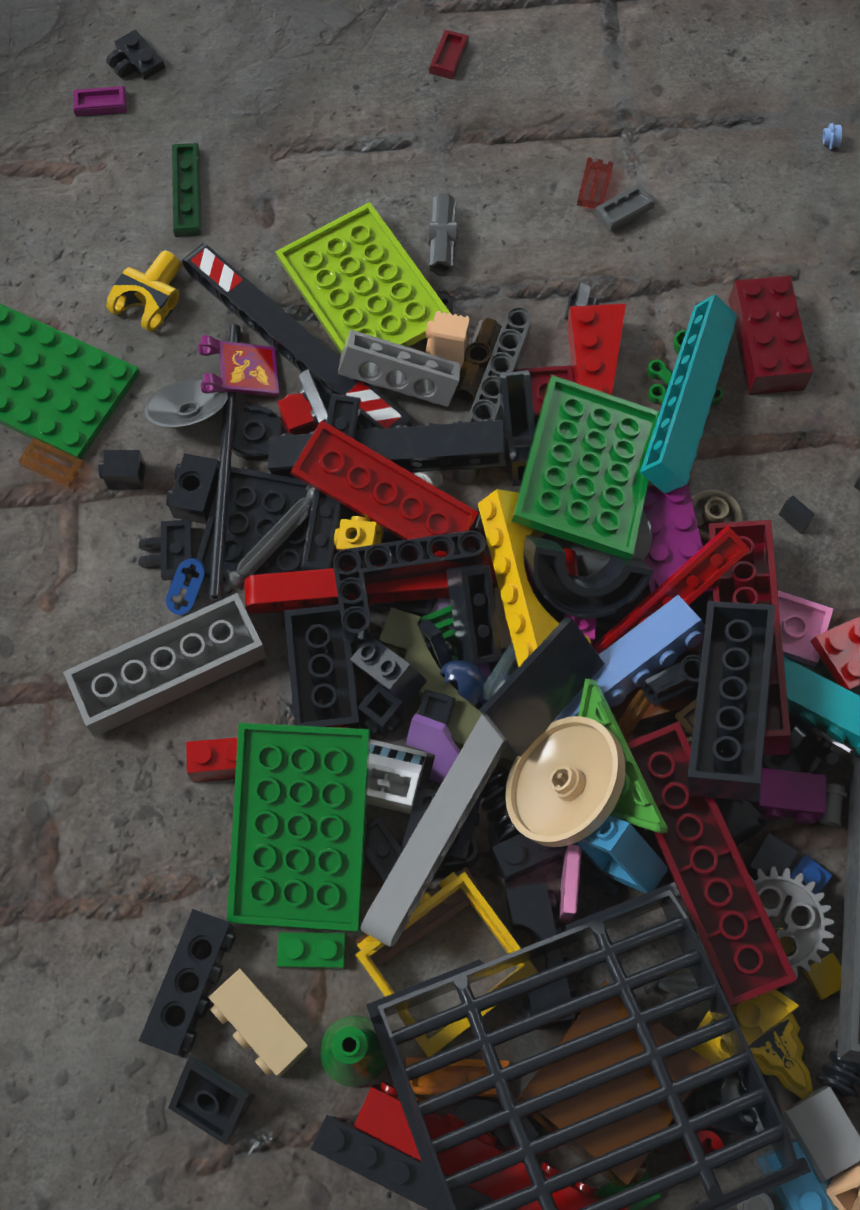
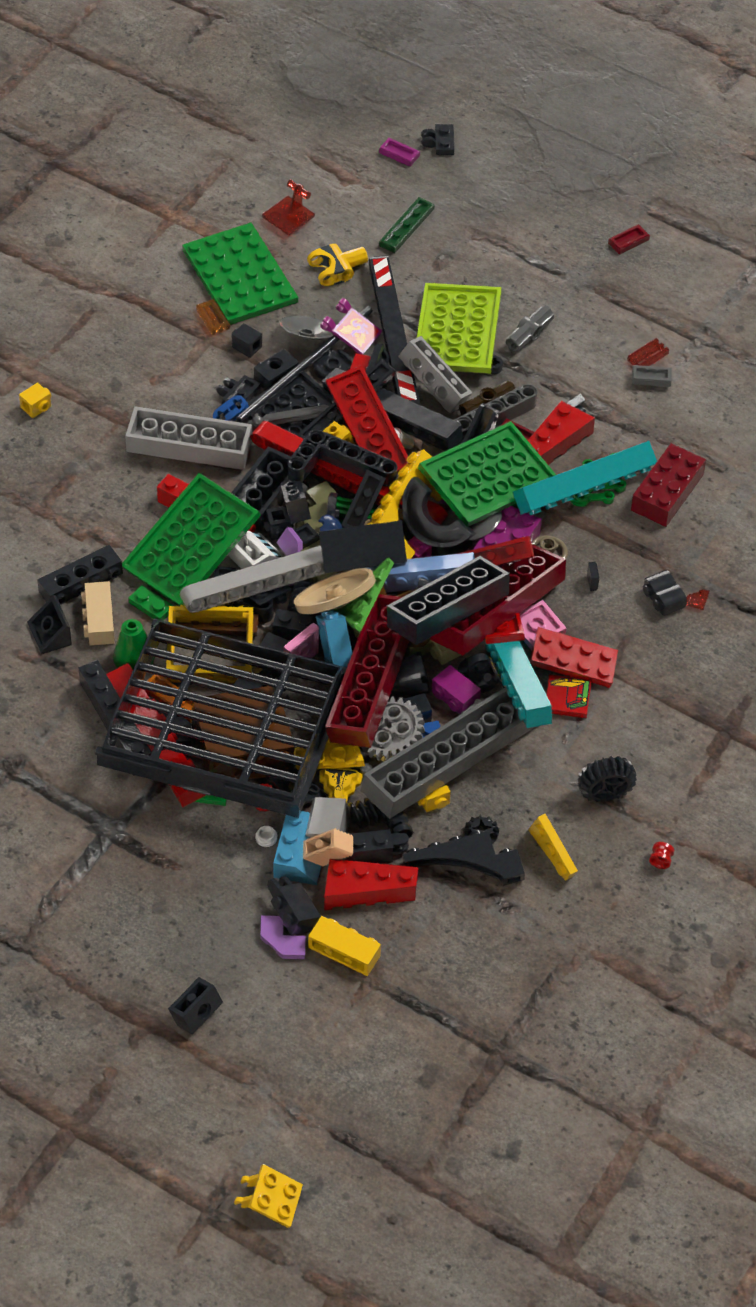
camera: 35 degrees right, 15 degrees down
(33, 261) = (289, 212): none -> clear red plate
(448, 336) = (477, 375): light nougat brick -> none
(802, 672) = (507, 632): none -> red tile

